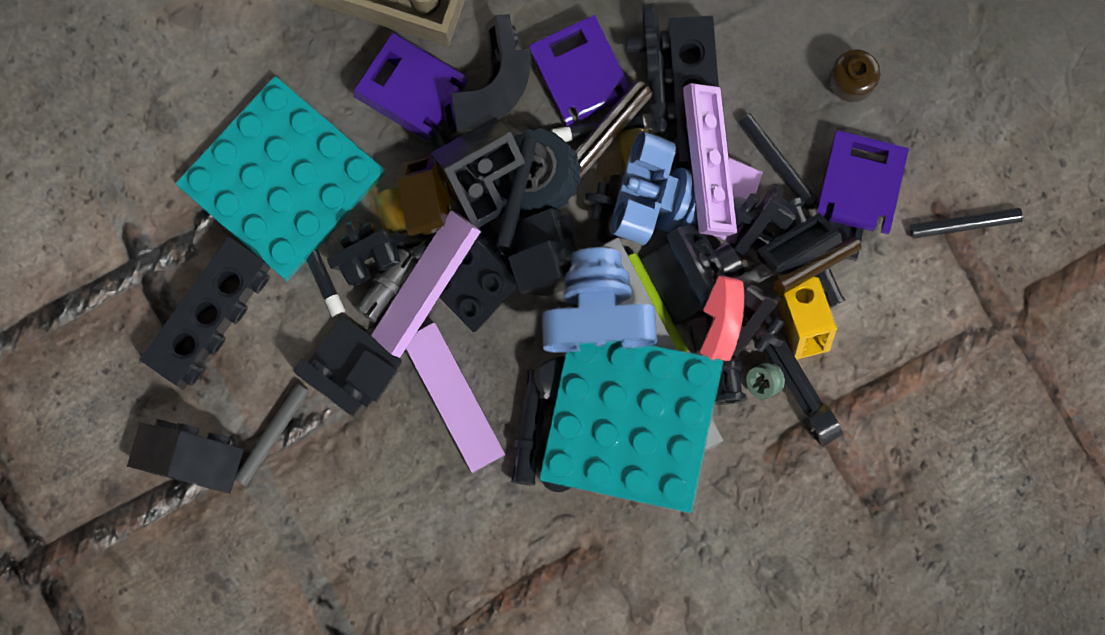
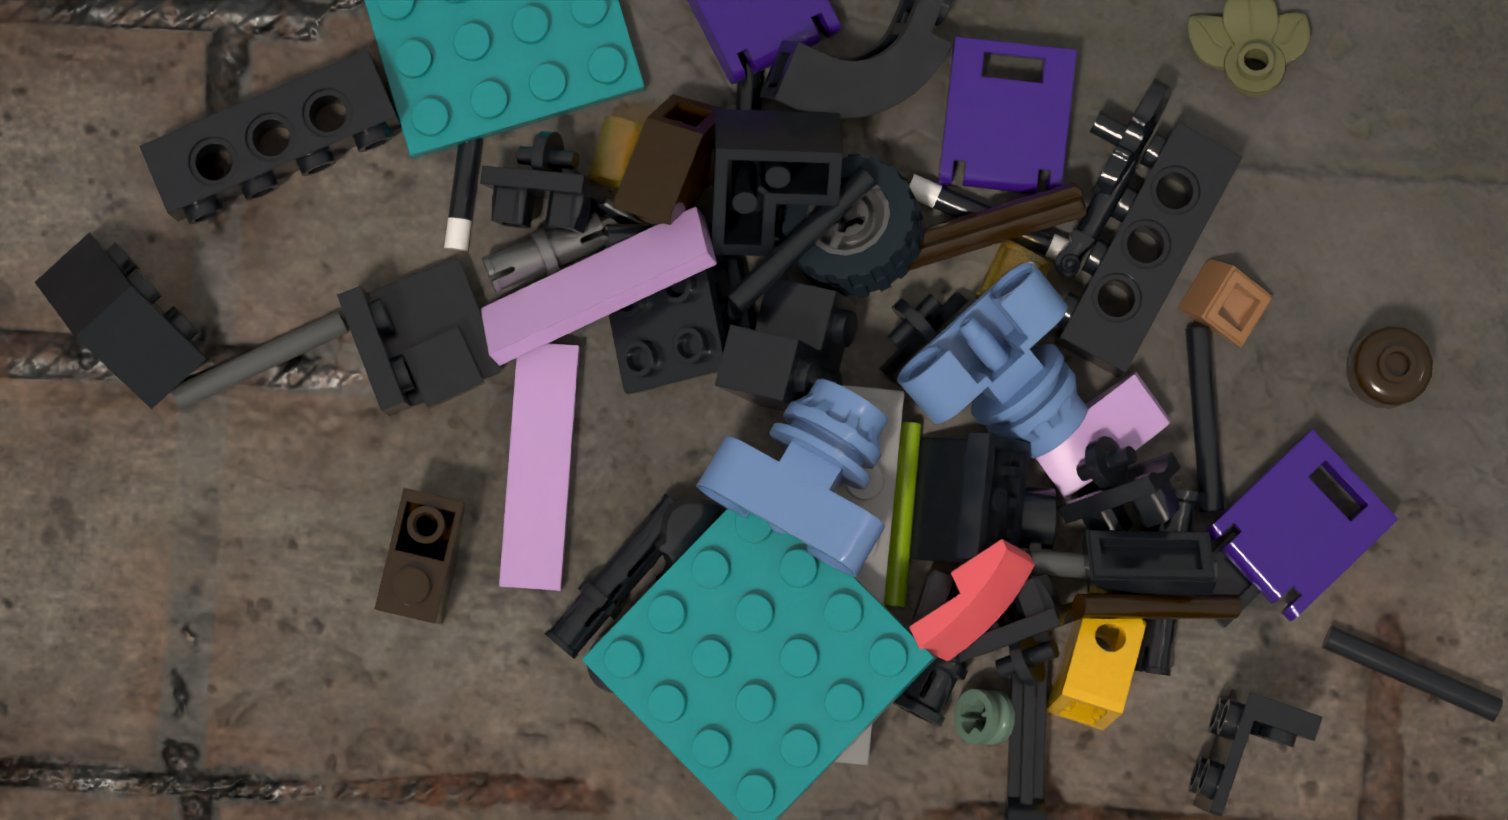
camera: 30 degrees right, 5 degrees up
(421, 481) = (421, 557): none -> dark brown slope
(709, 160) = (1101, 362): lavender tile -> none
(750, 95) = (1225, 301): none -> medium nougat slope
(896, 302) = (1232, 723): none -> black bracket

